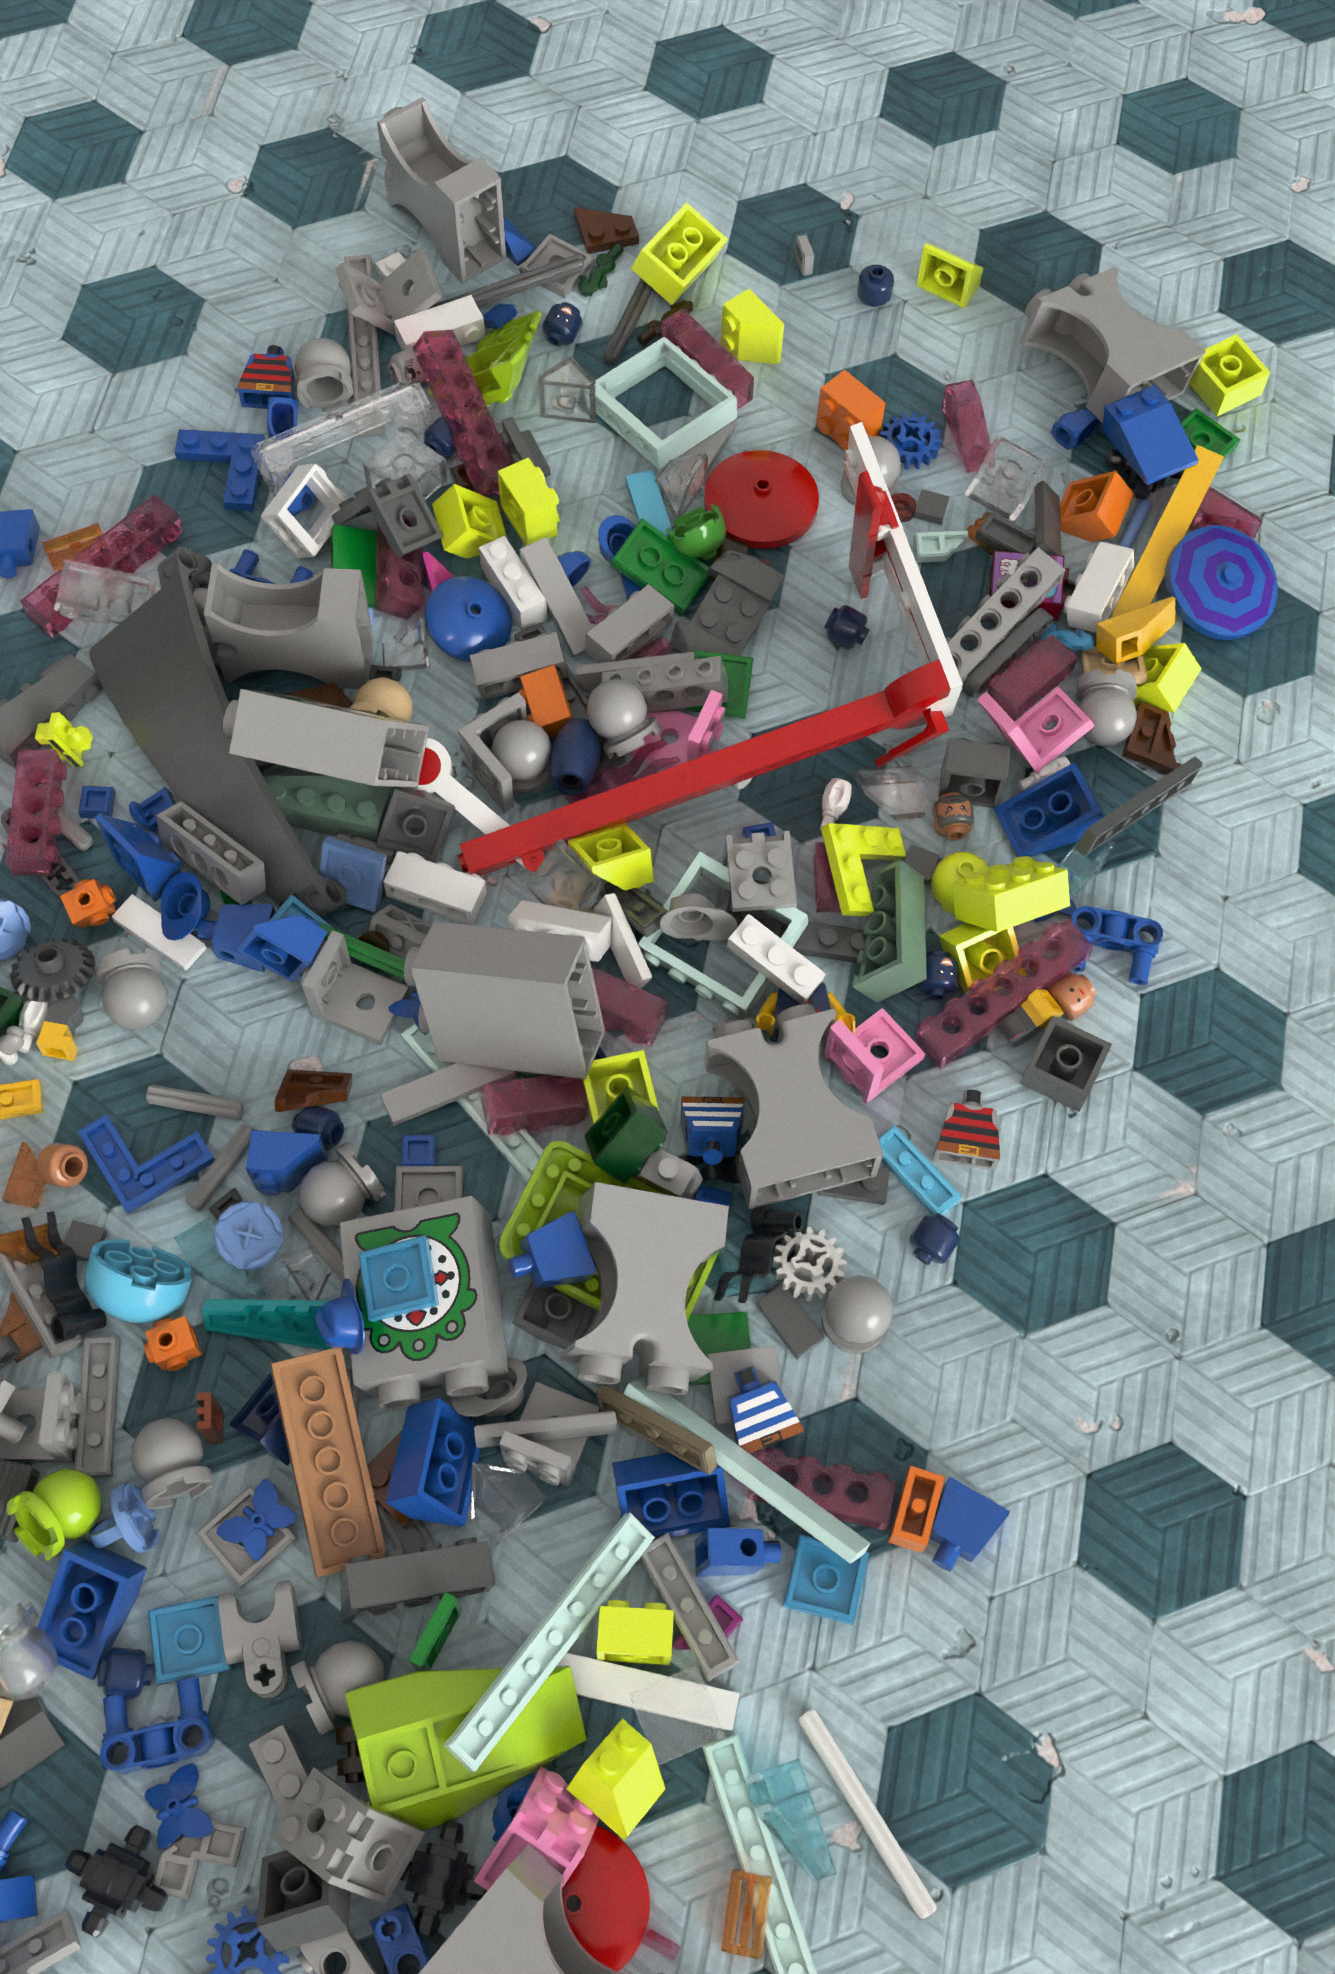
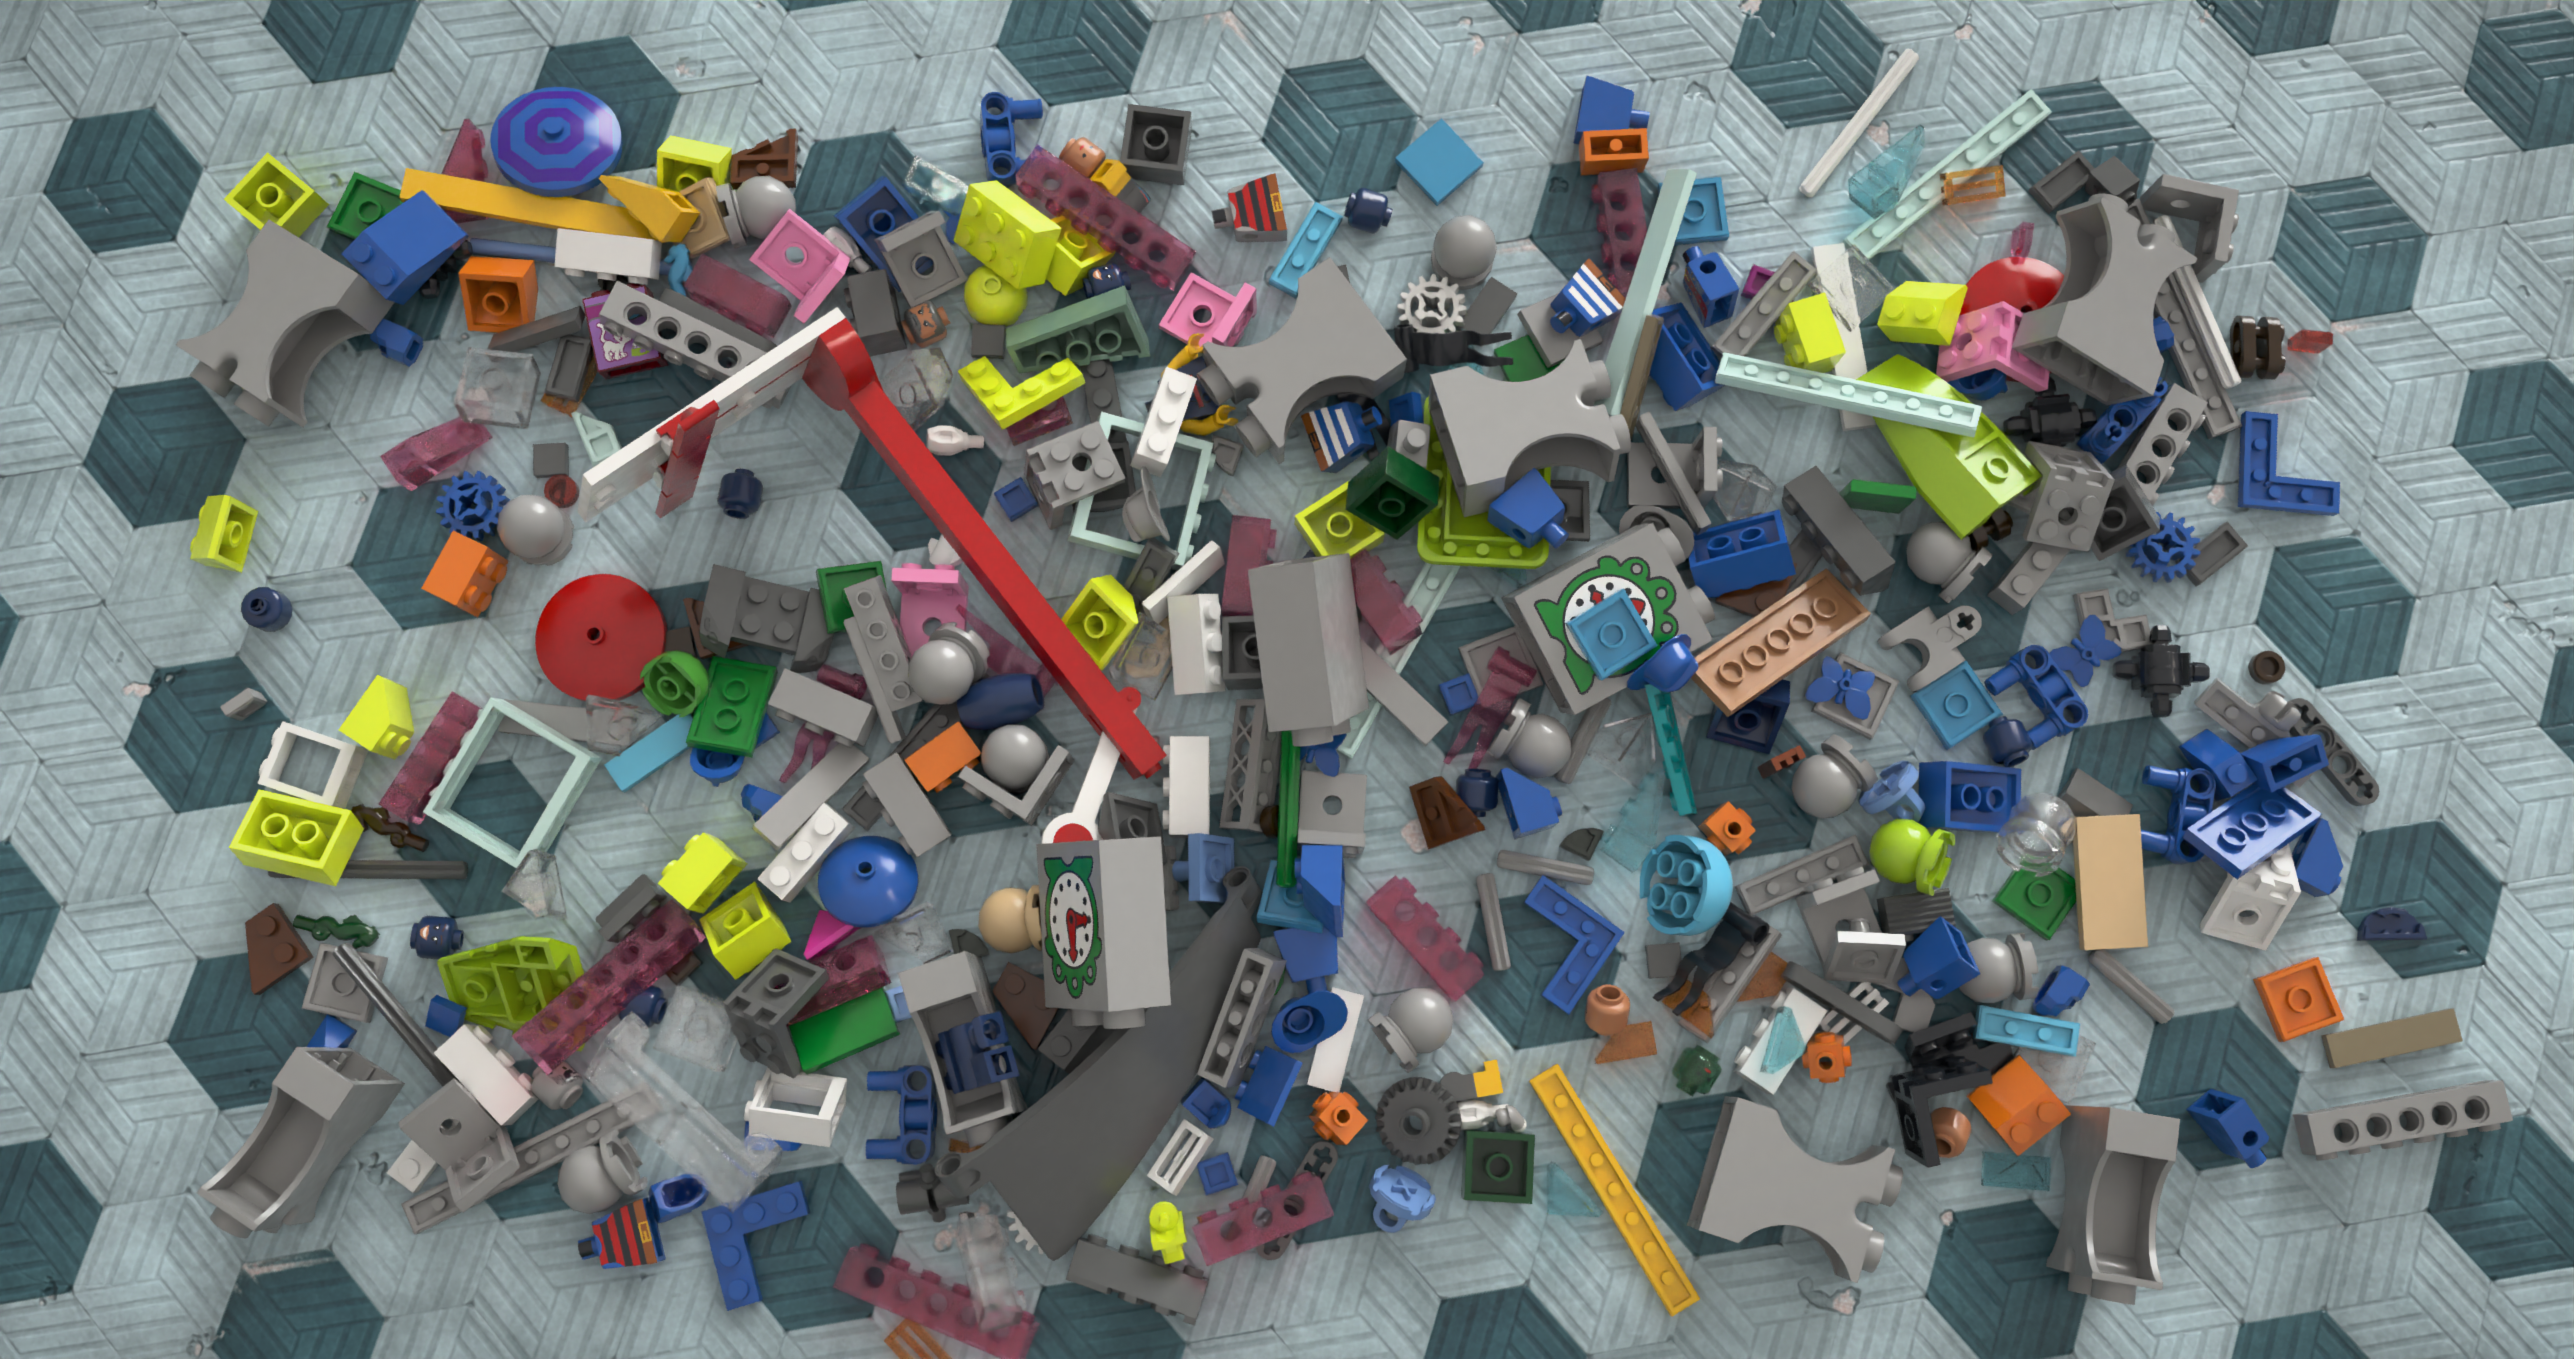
camera: 110 degrees left, 15 degrees up
(119, 778) = (1189, 1165): none -> white tile
(191, 1028) = (1469, 966): none -> clear pink brick
(248, 1235) = (1611, 799): medium blue tile -> none
(267, 612) = (966, 1056): none -> dark blue hips
(395, 1172) = (1493, 703): none -> clear pink flag
(713, 297) = (341, 779): none -> white window
(966, 1334) = (1439, 162): none -> dark azure tile
(1030, 814) = (919, 239): none -> light grey bracket
(1139, 806) = (864, 144): dark grey tile -> none

